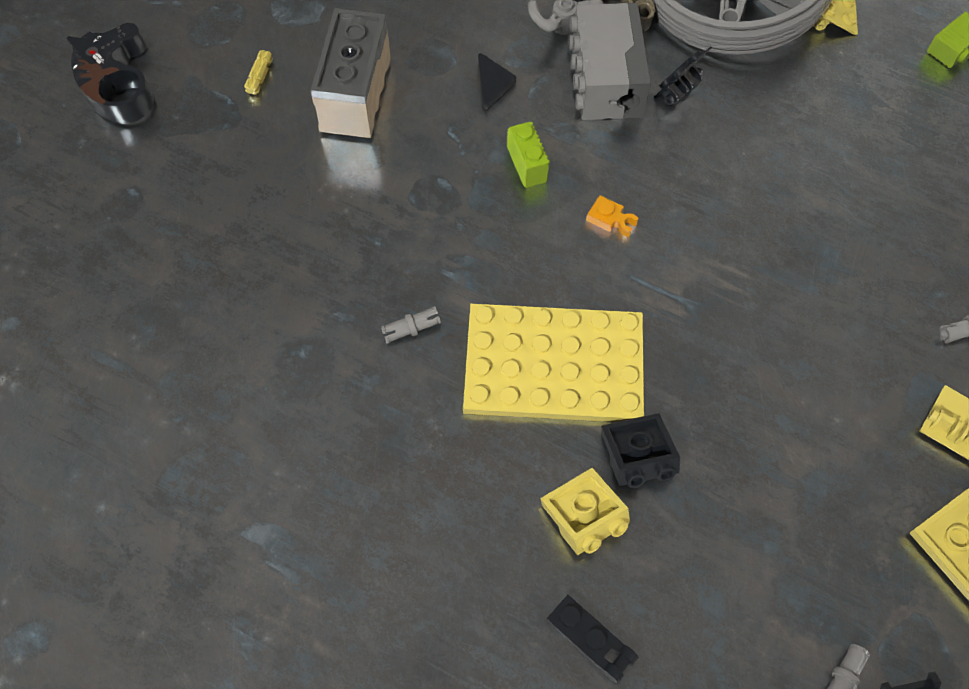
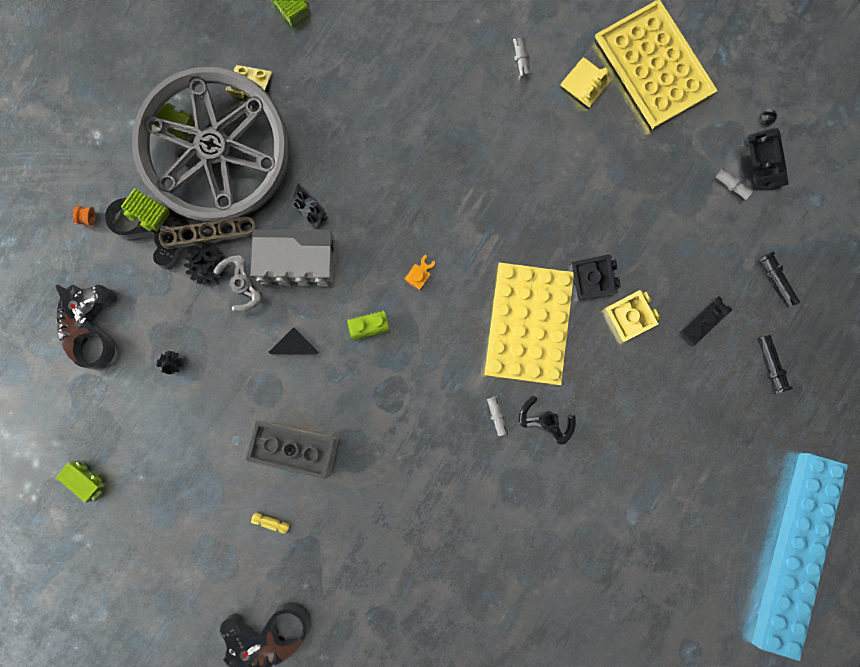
camera: 85 degrees left, 20 degrees up
(405, 392) = (547, 421): none -> black piece

